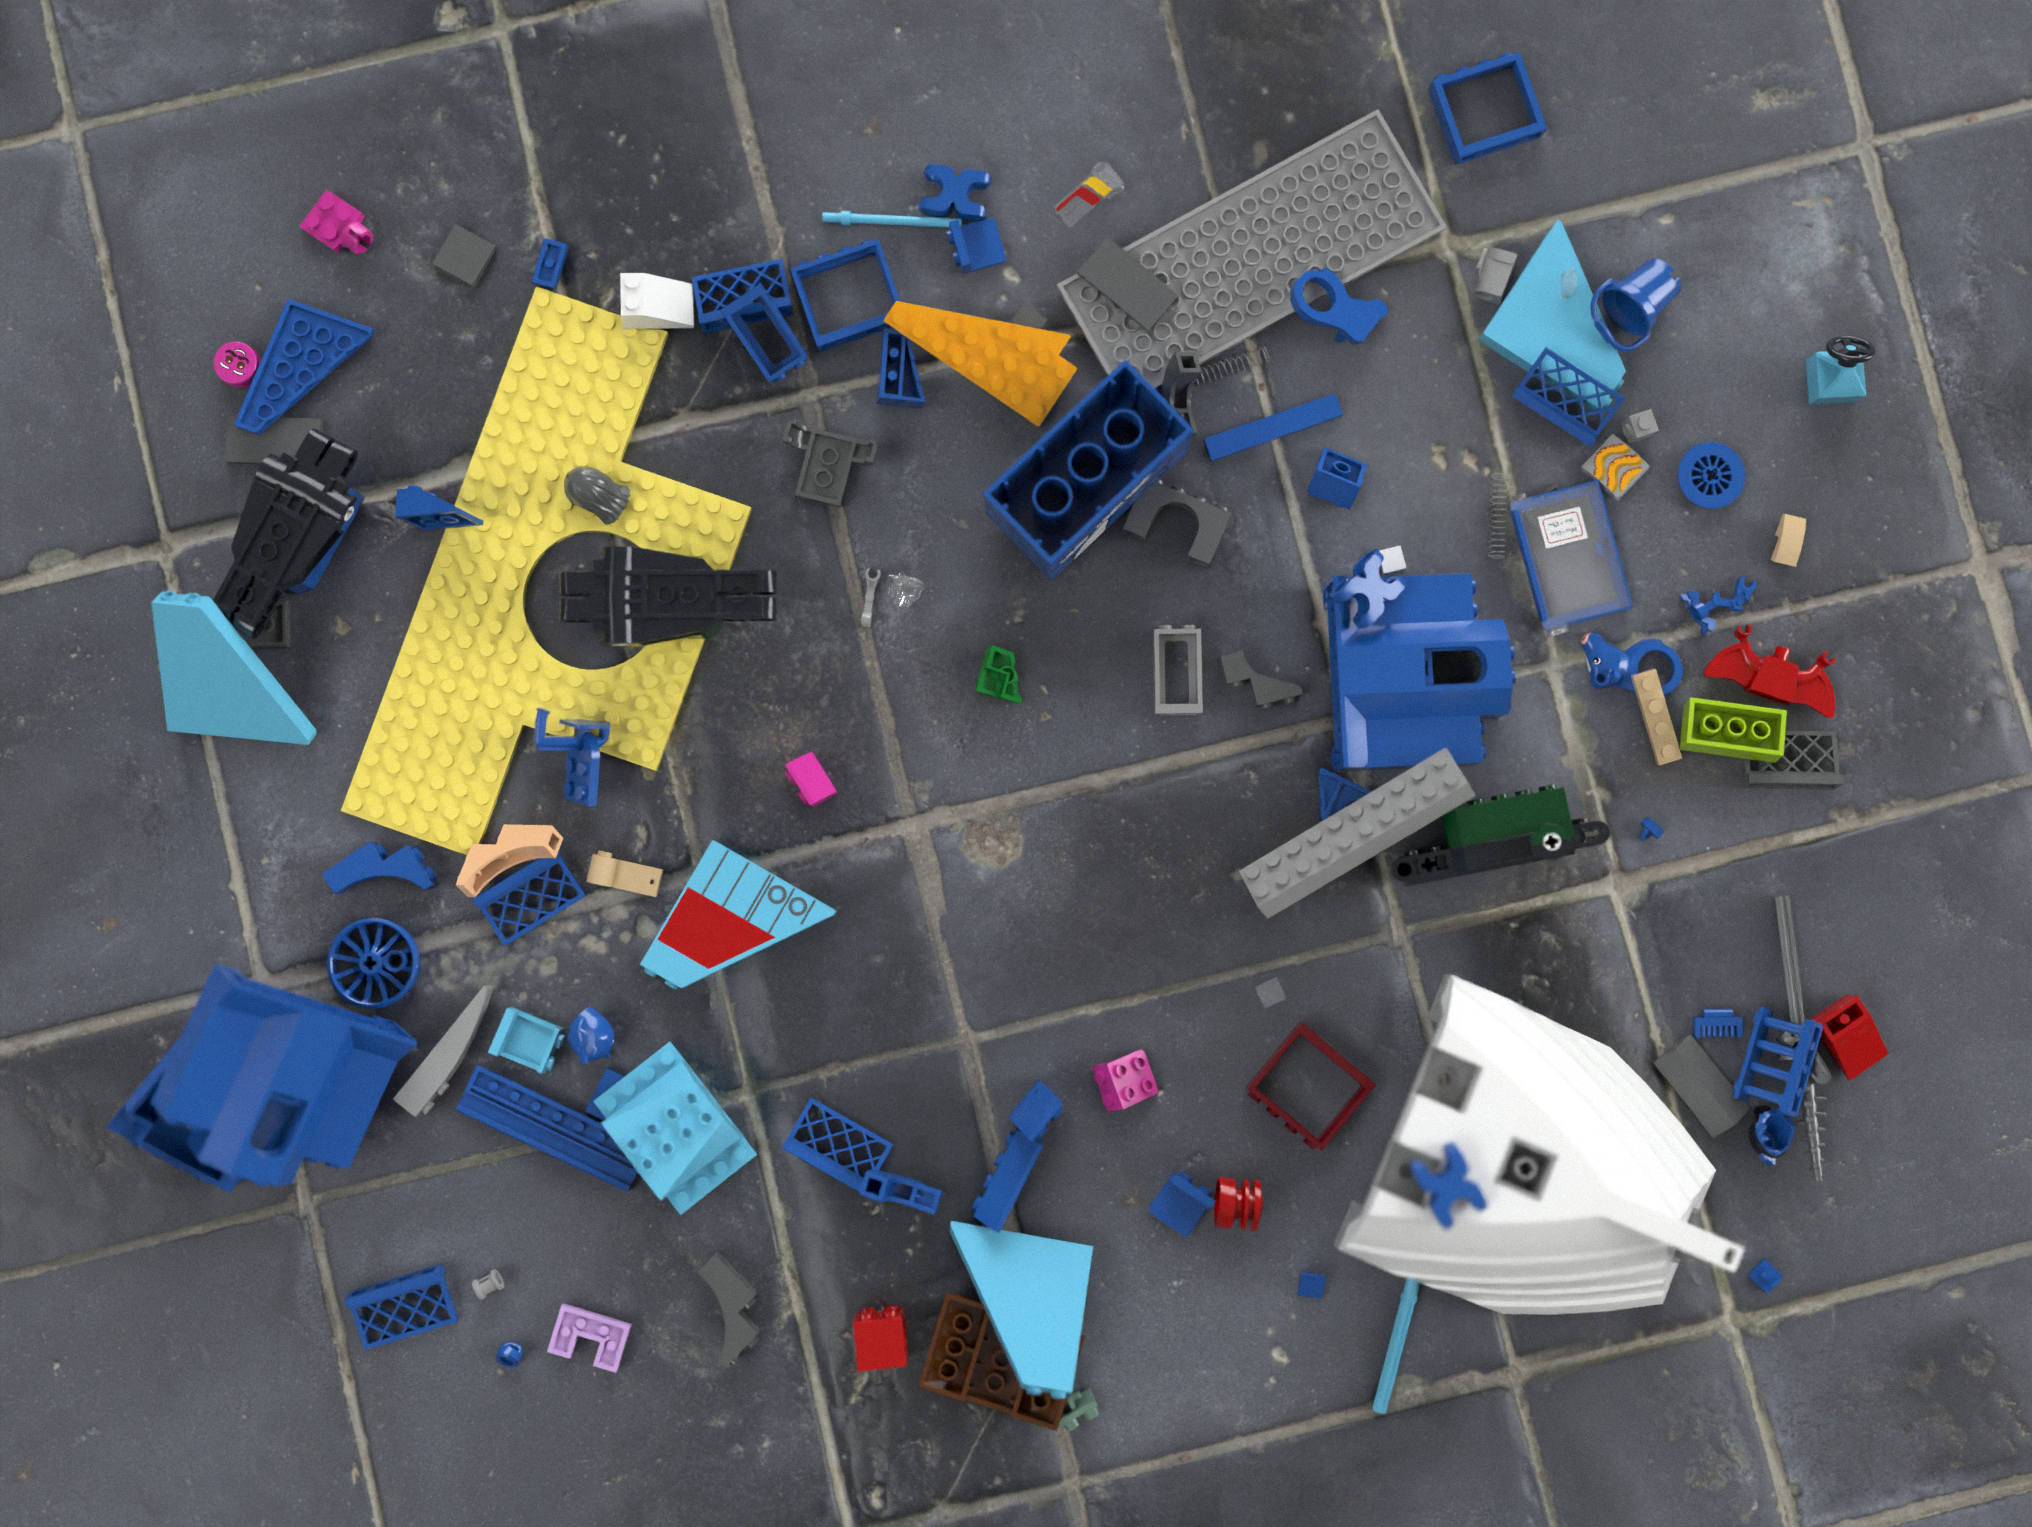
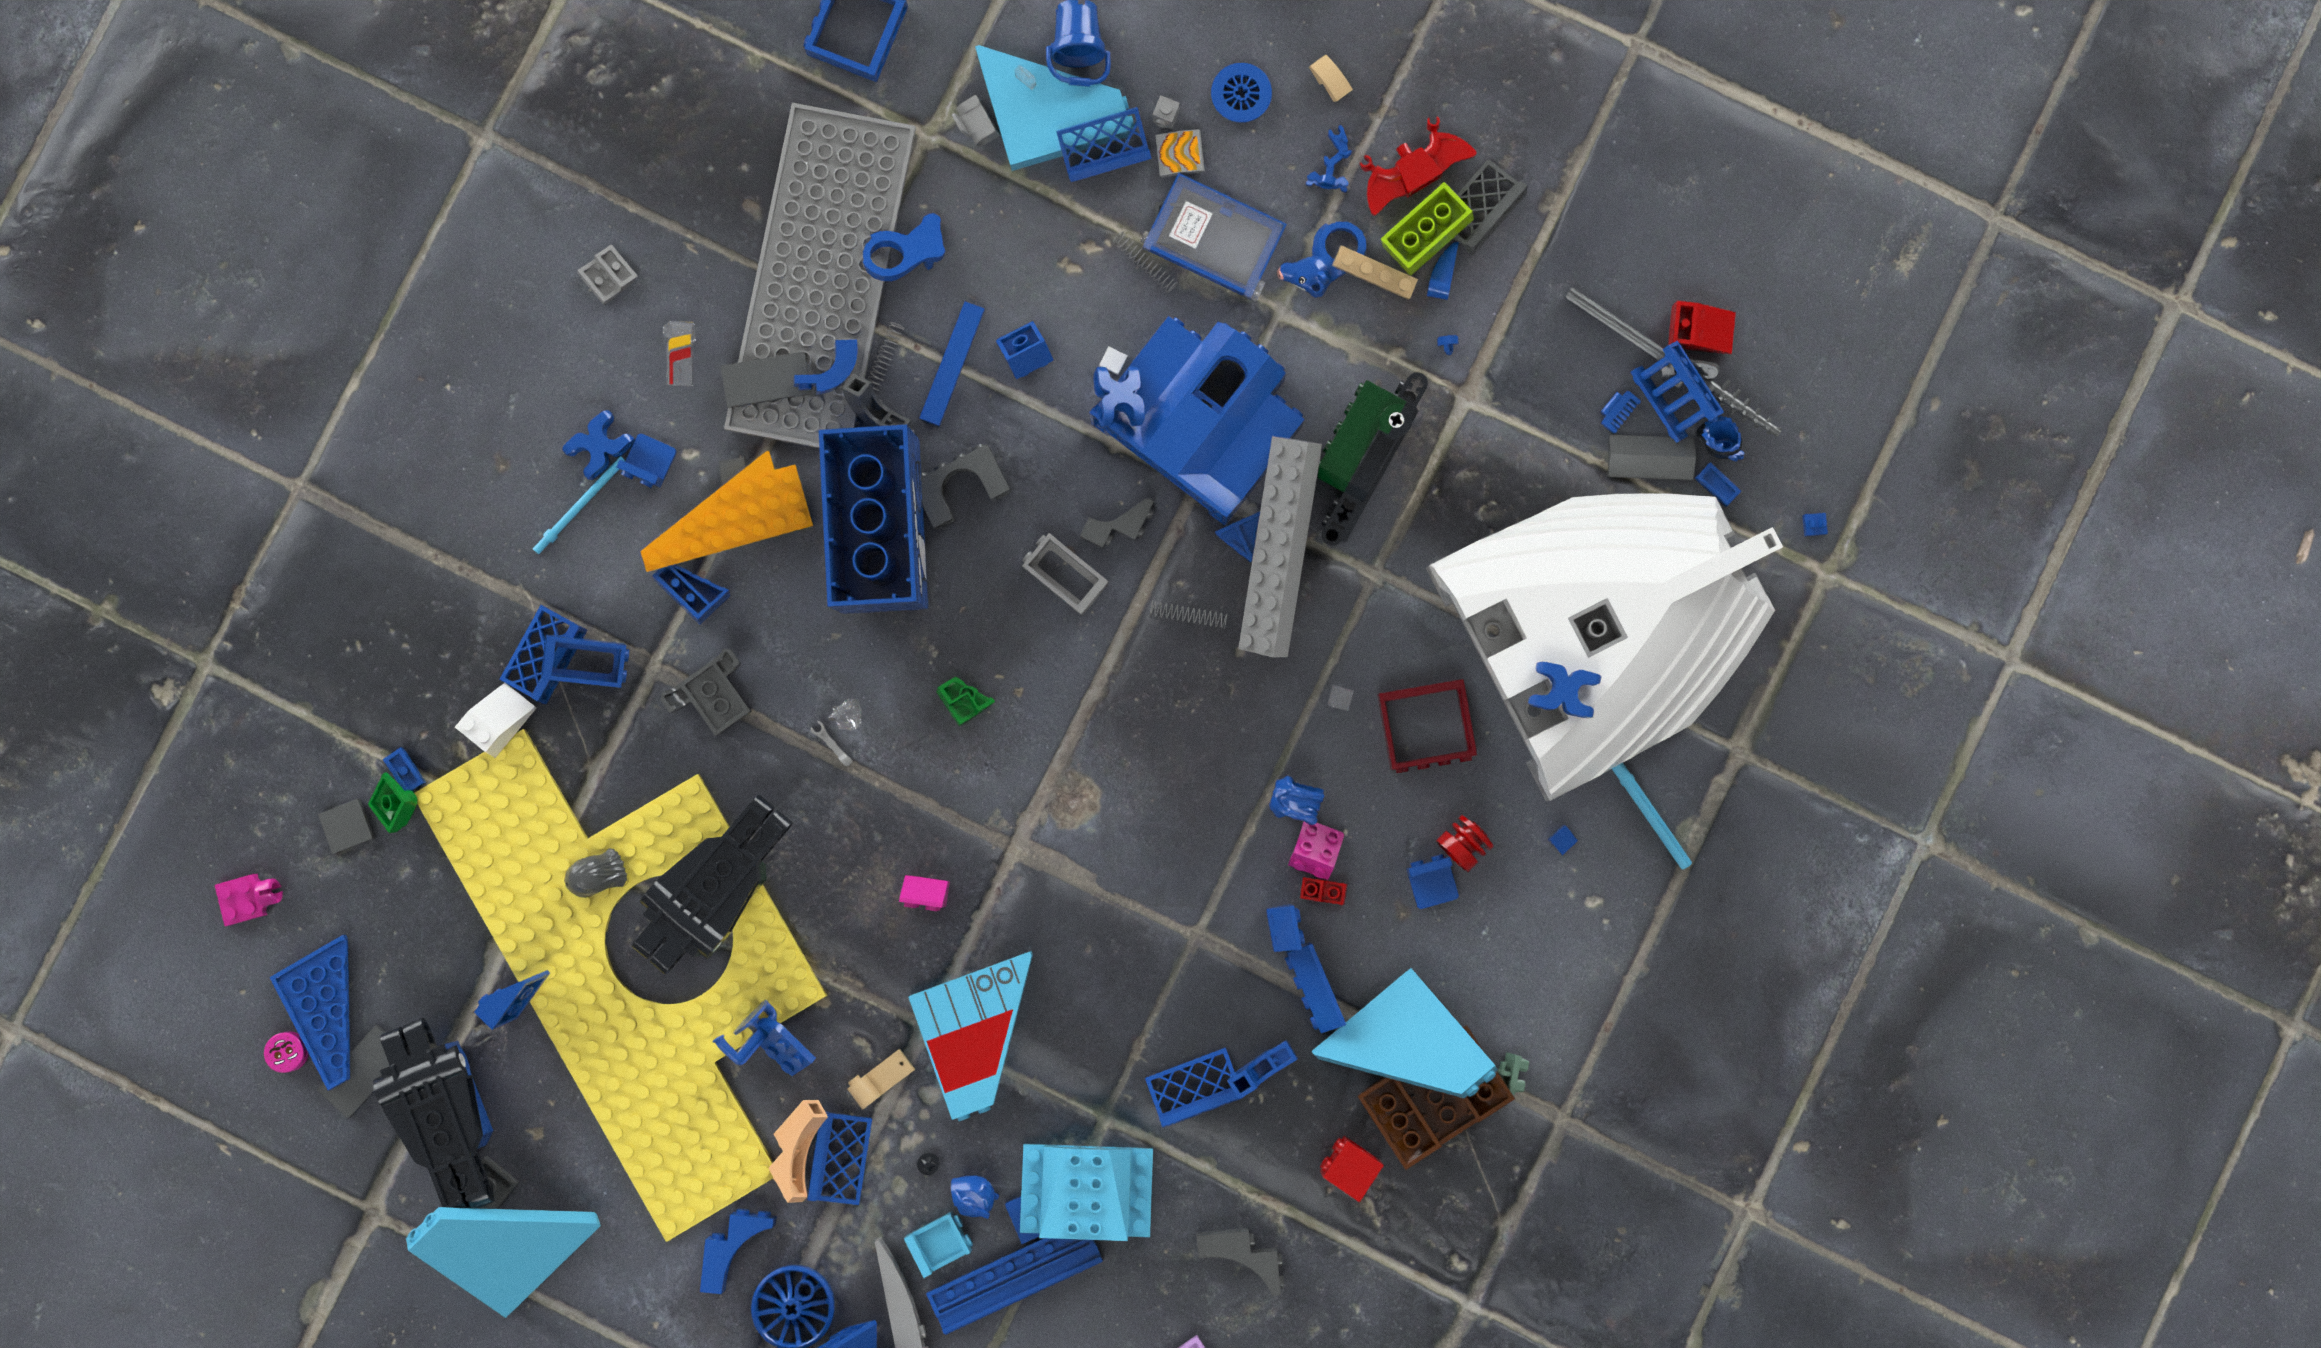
camera: 40 degrees left, 0 degrees up
(514, 277) = (392, 803): none -> green slope
(586, 974) = (928, 1163): none -> black tile
(828, 262) = (570, 577): blue window -> none
(1095, 1116) = (1323, 891): none -> red slope
(1102, 80) = (607, 274): none -> light grey slope
(1152, 1029) = (1296, 800): none -> blue piece
(1182, 339) = (833, 378): none -> blue arch
(1236, 799) = (1151, 610): none -> light grey piece
(1705, 775) = (1442, 273): none -> blue piece
(1727, 1163) = (1718, 484): none -> blue tile

